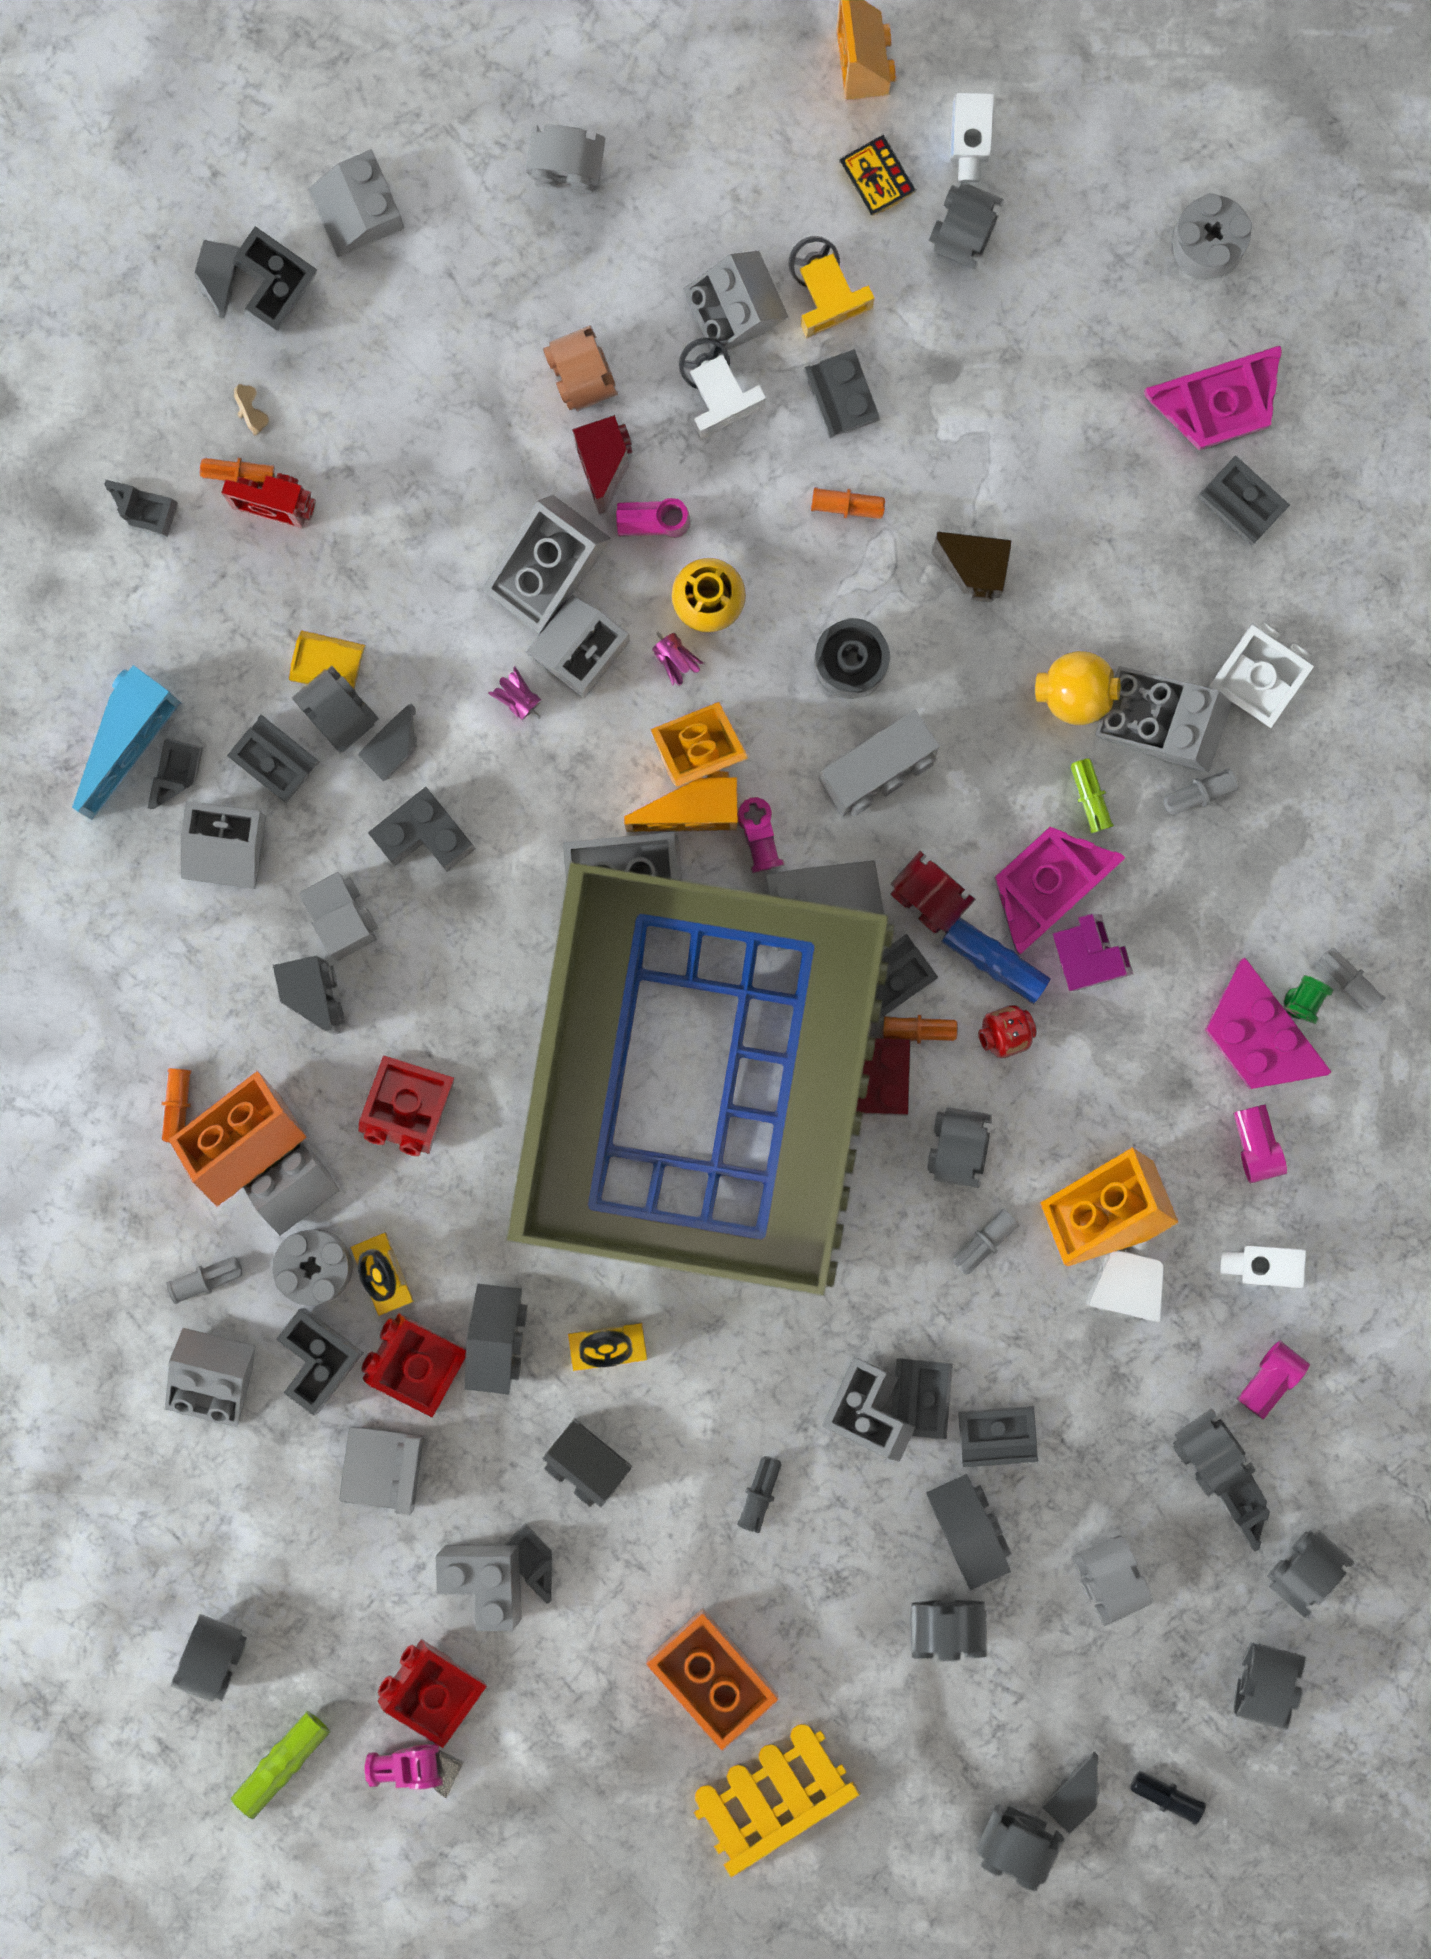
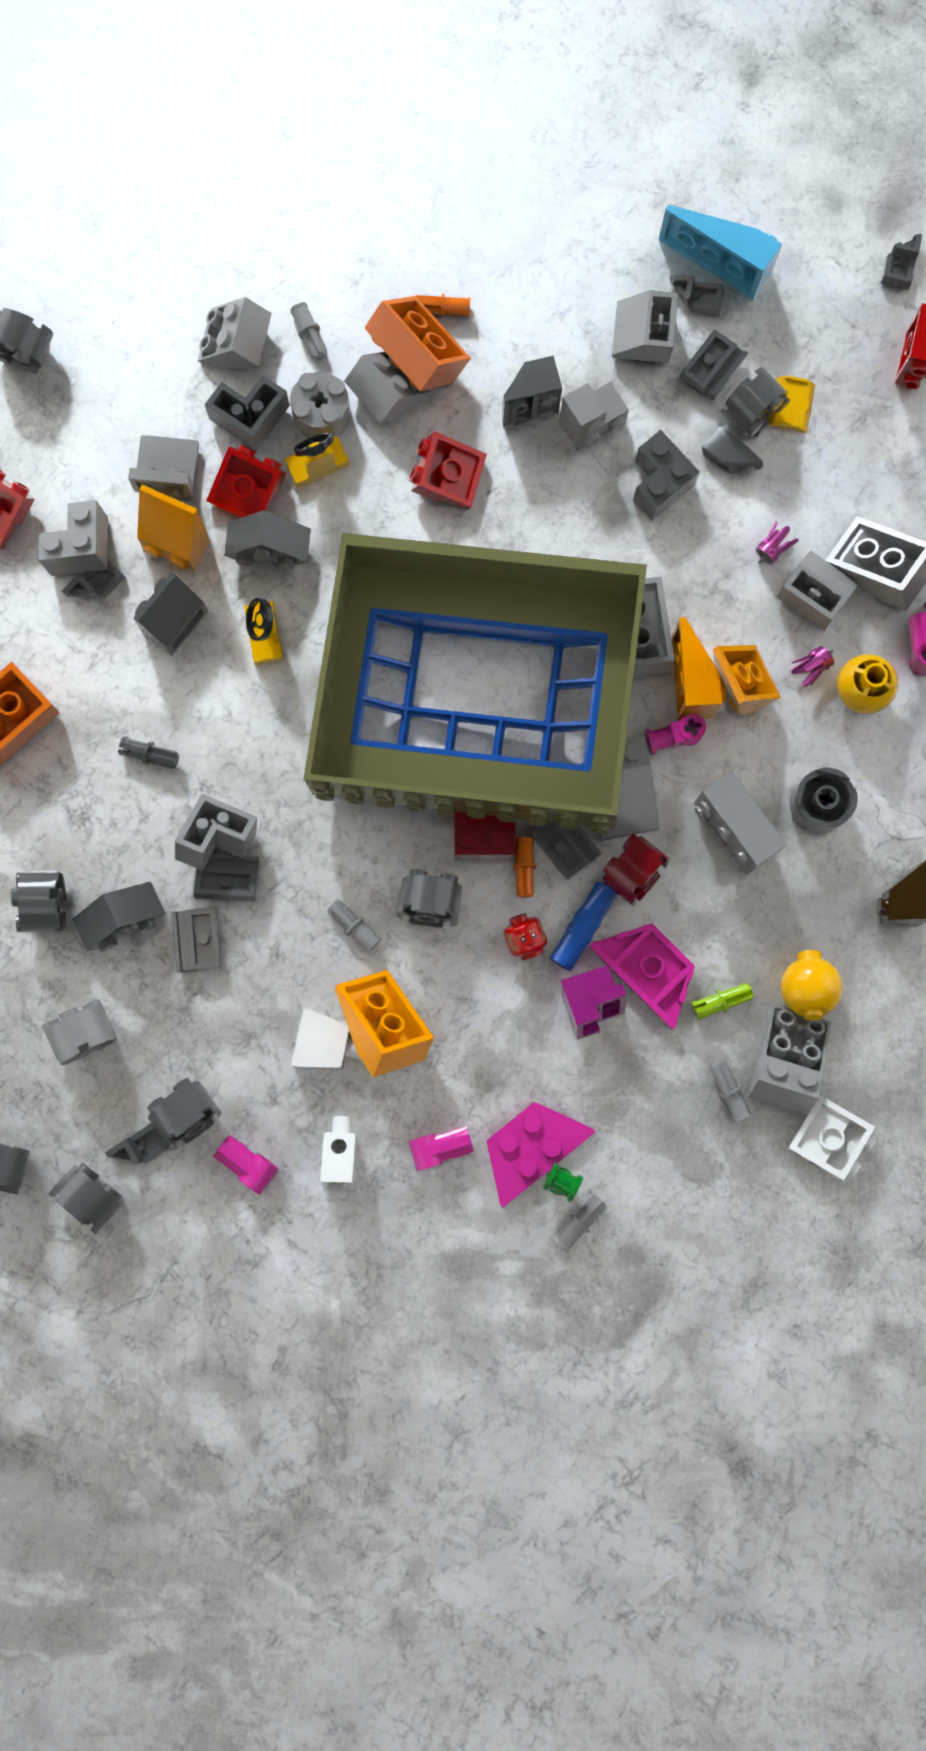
camera: 85 degrees right, 5 degrees down
(480, 1462) = (170, 529): none -> light orange slope

